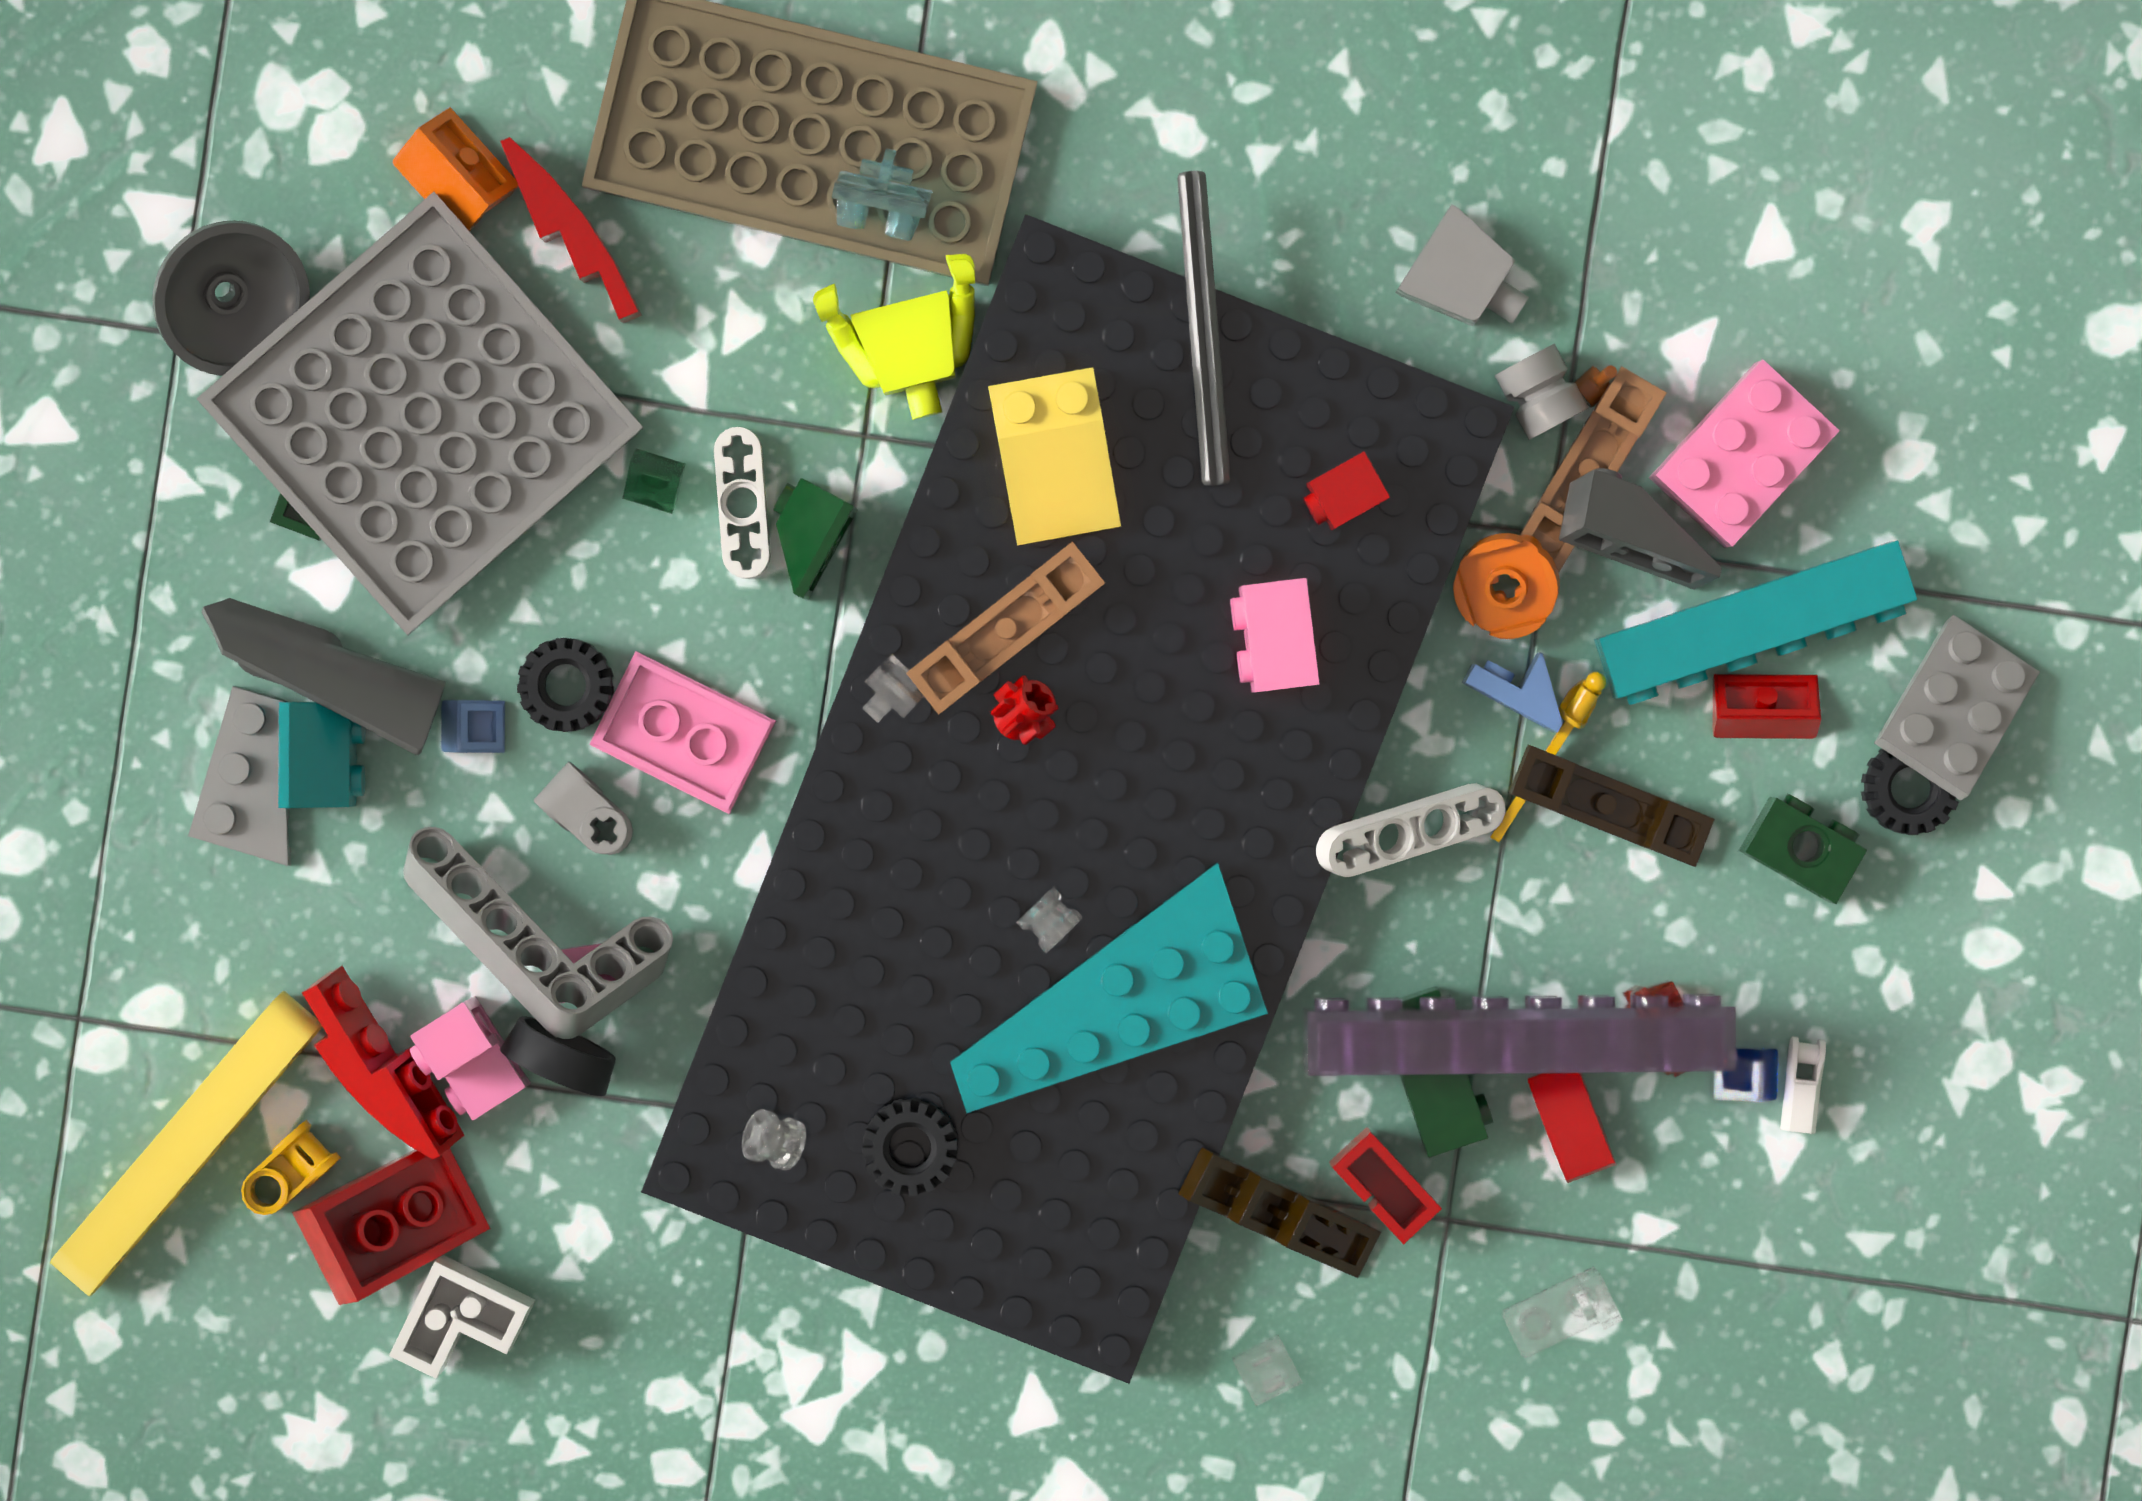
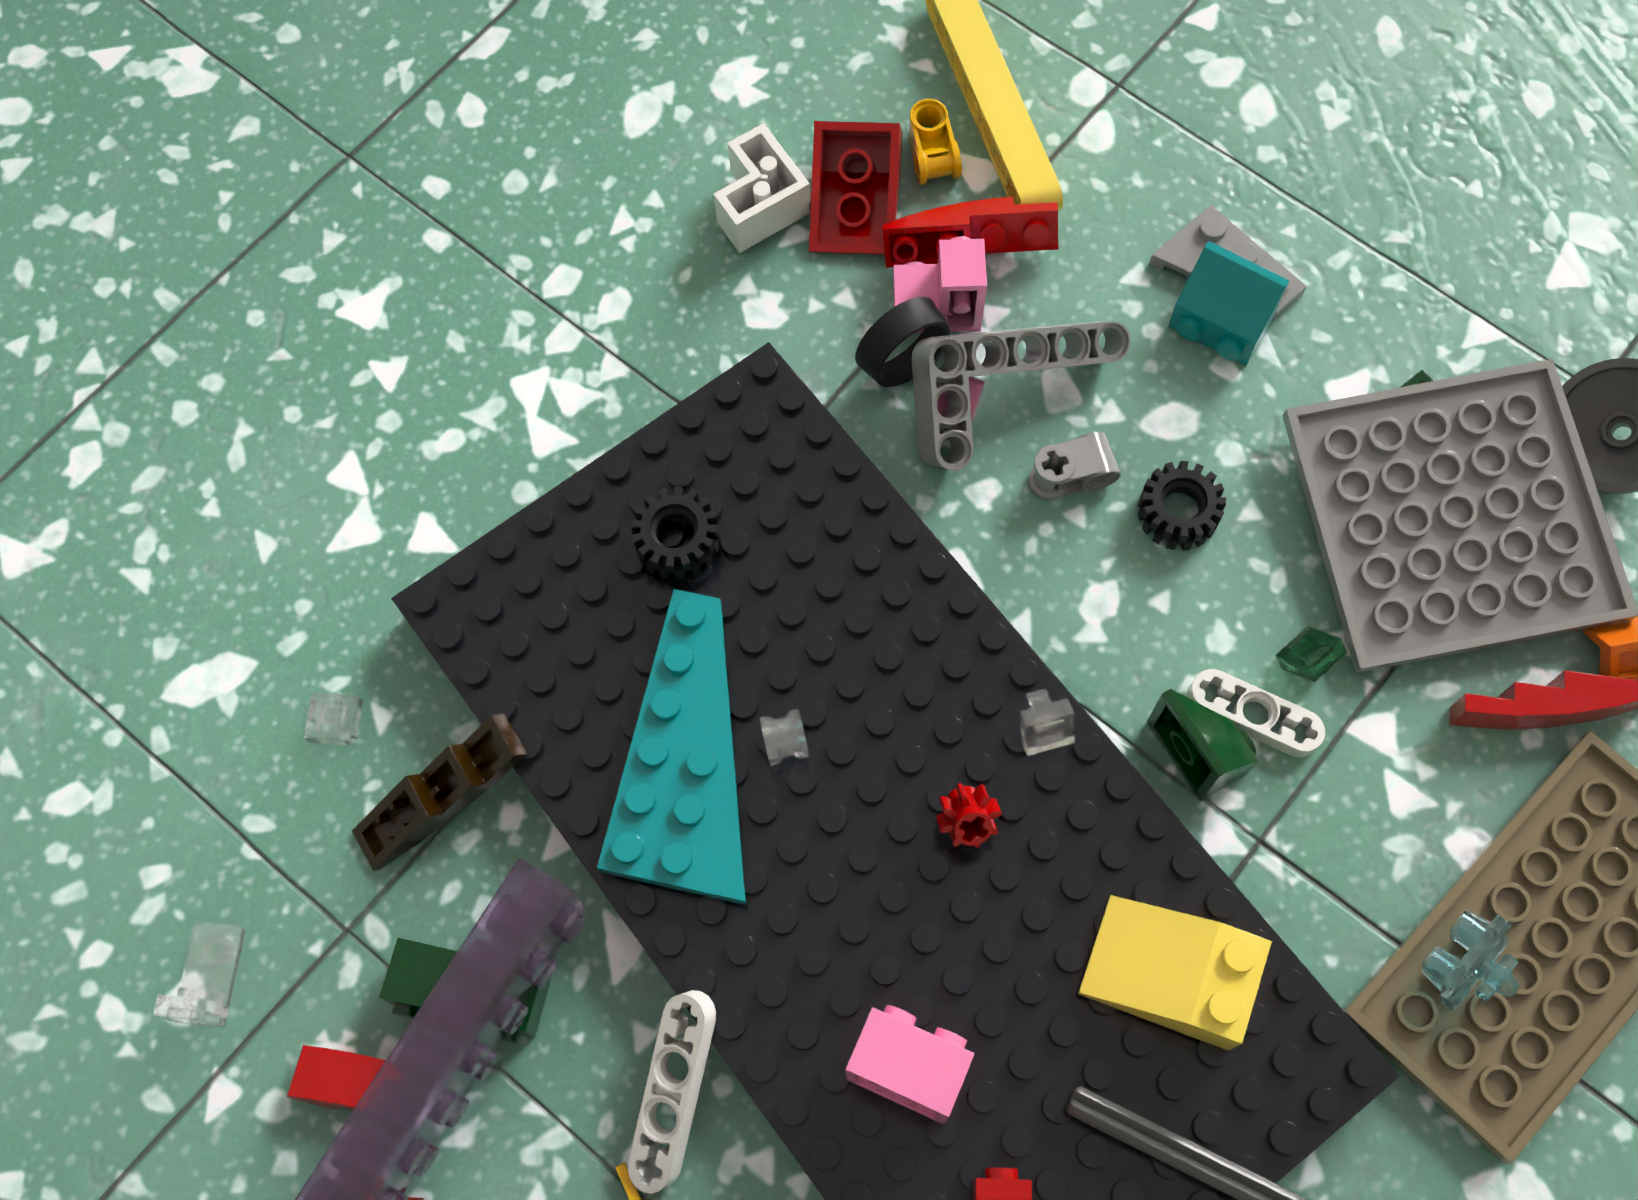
camera: 125 degrees right, 20 degrees down
(315, 665) = (1284, 342): dark grey panel -> none
(473, 726) = (1183, 430): medium blue slope -> none
(682, 732) = (1094, 571): bright pink tile -> none
(773, 1139) = (746, 440): clear wheel -> none
(910, 341) = (1328, 916): neon yellow torso -> none
(1005, 628) = (1045, 842): medium nougat slope -> none
(1398, 1196) = (381, 897): red piece -> none

